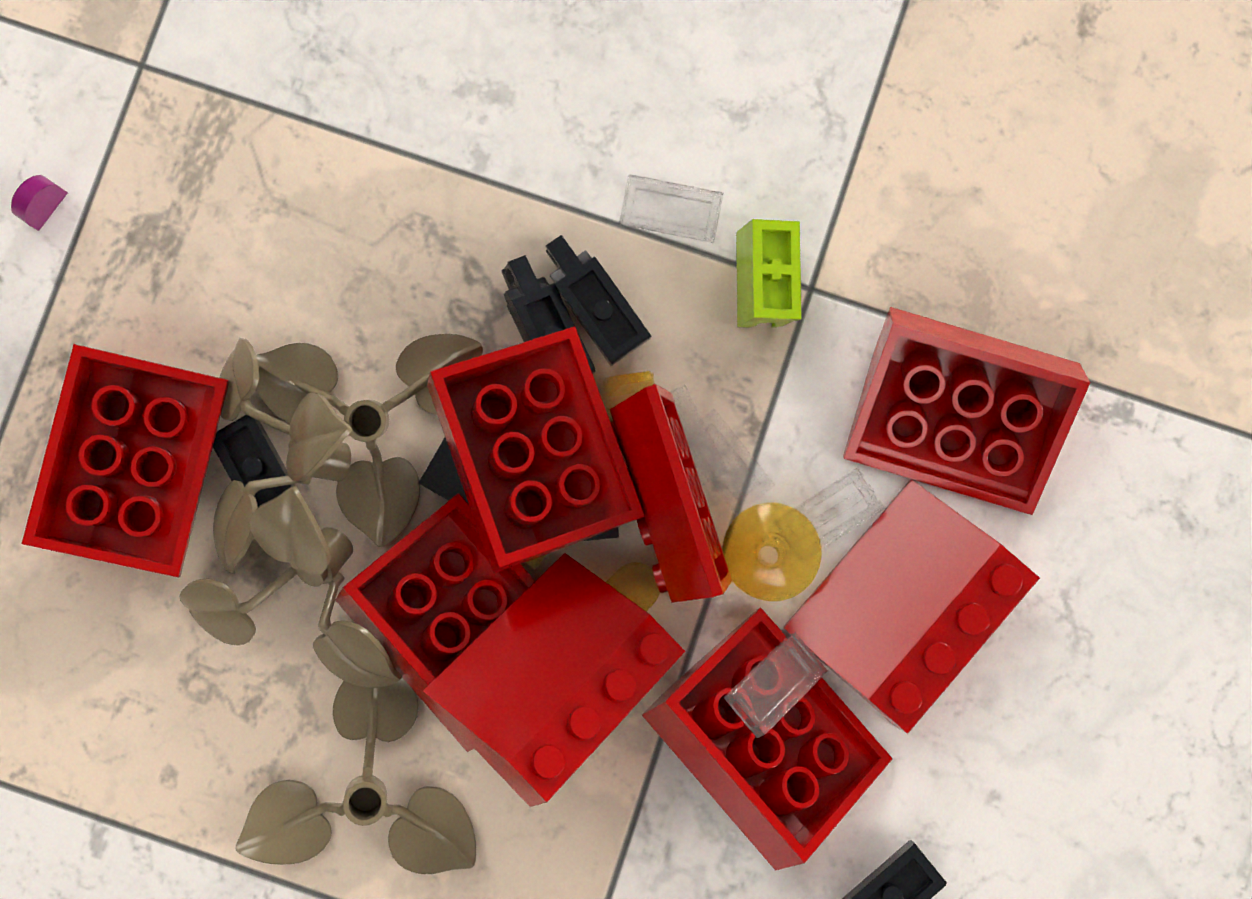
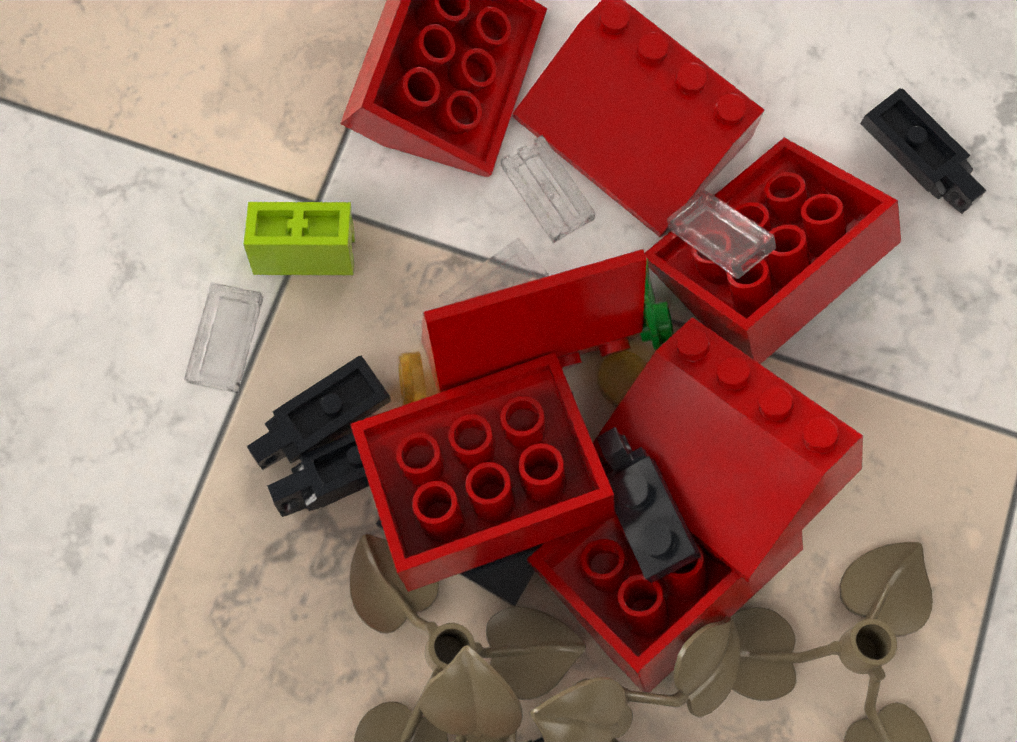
camera: 90 degrees left, 10 degrees down
(497, 599) = (646, 509): none -> black hinge
(690, 617) = (656, 317): none -> green plate
(789, 534) = (566, 221): clear yellow dish -> none

